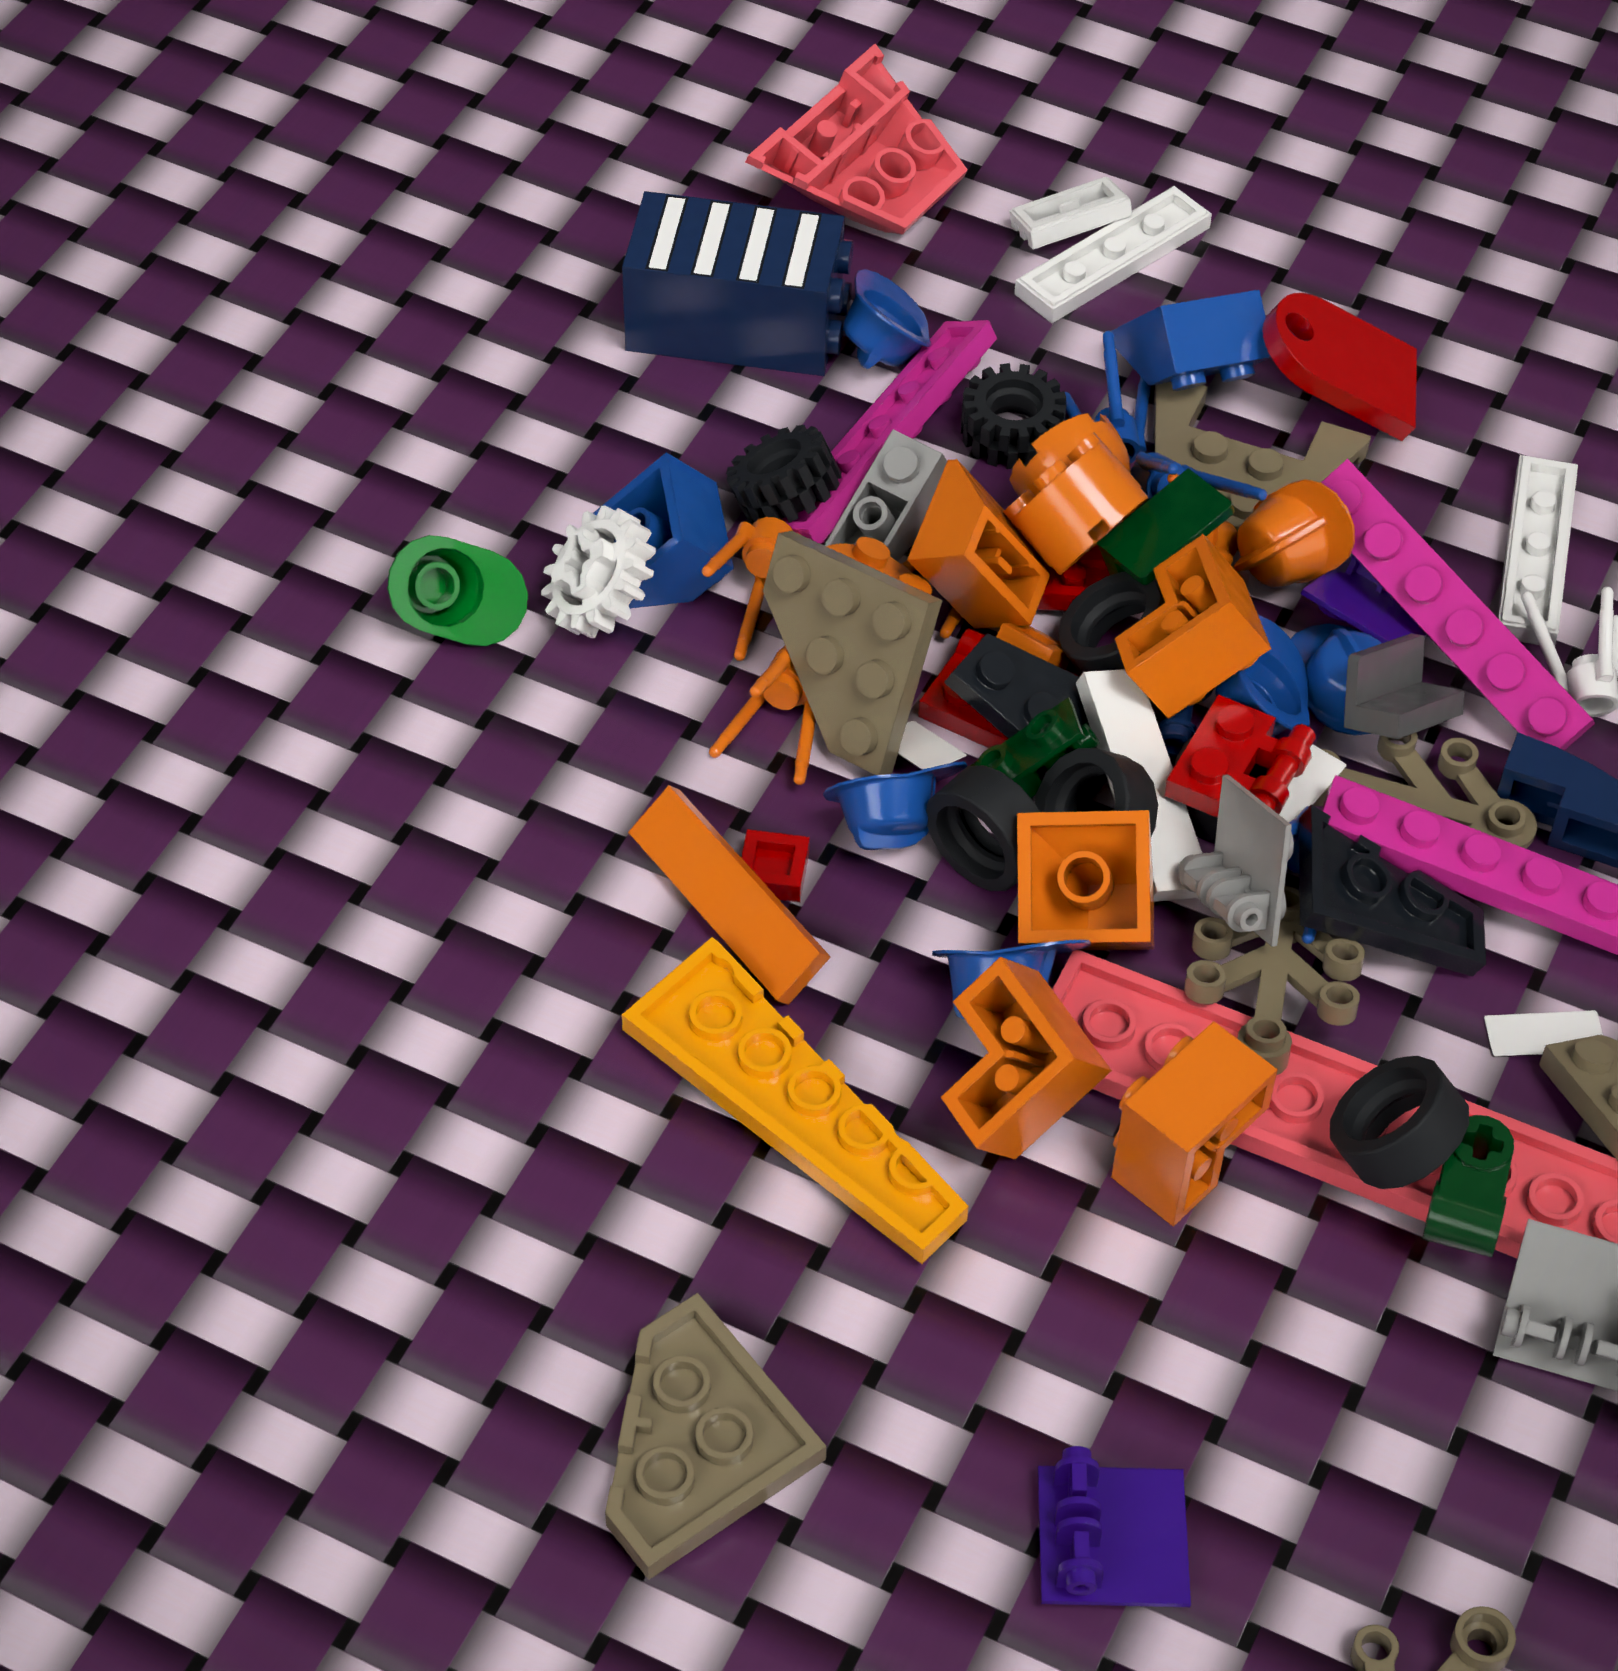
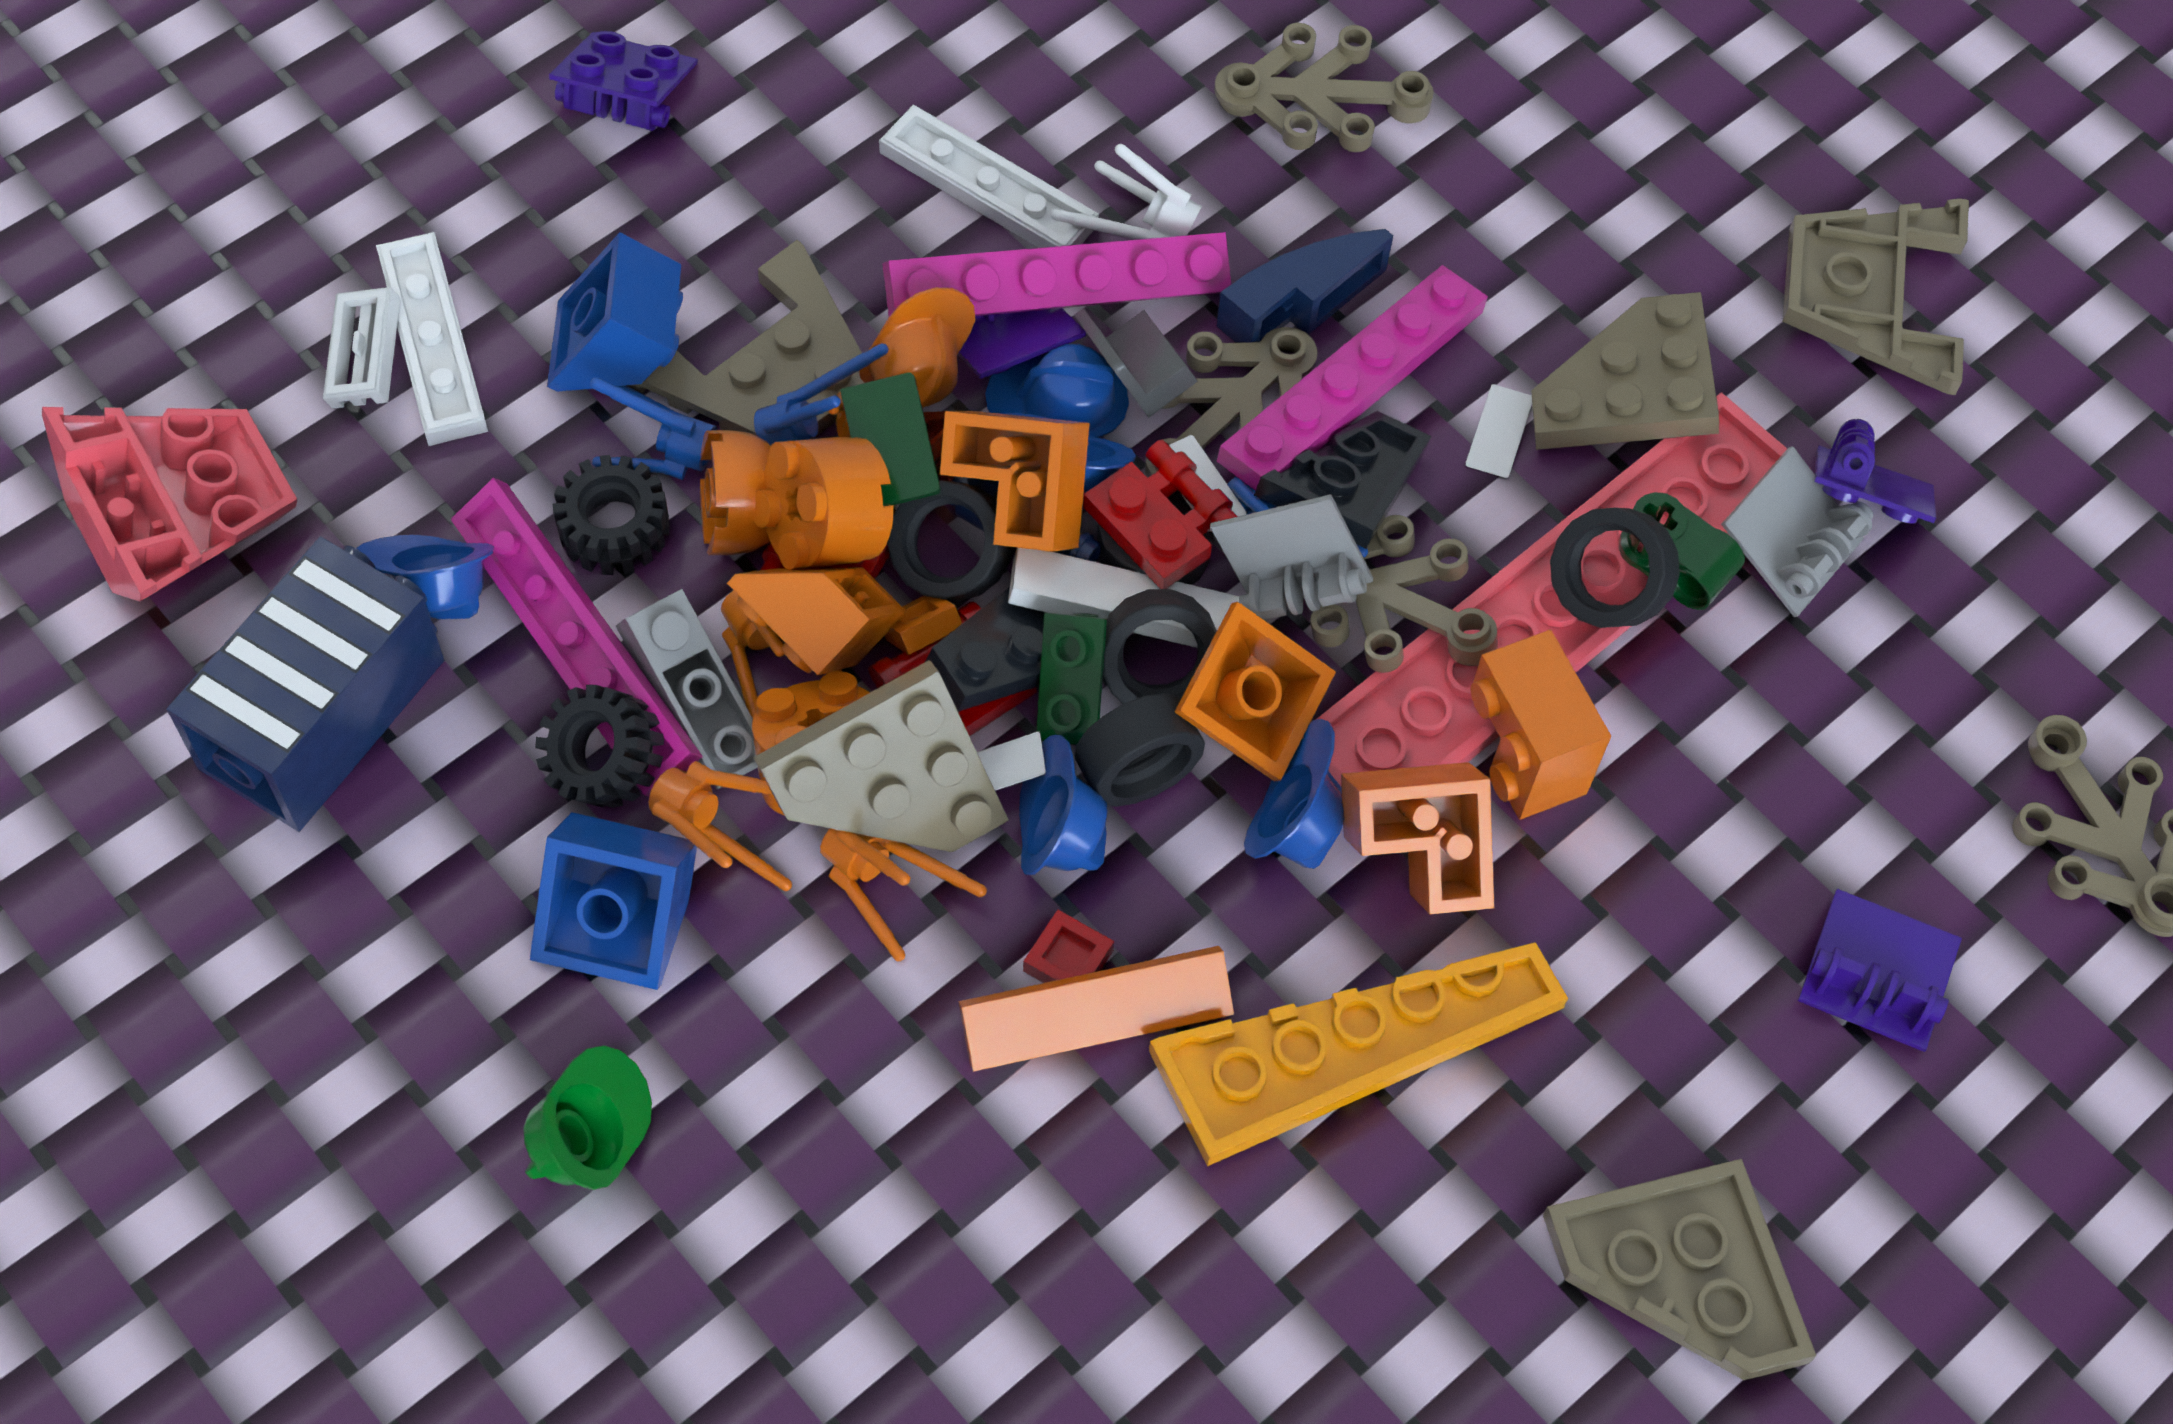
camera: 70 degrees left, 10 degrees up
(598, 572) = (617, 966): white gear -> none
(1344, 361) = (711, 214): red tile -> none
(1453, 264) = (621, 75): none -> dark purple hinge

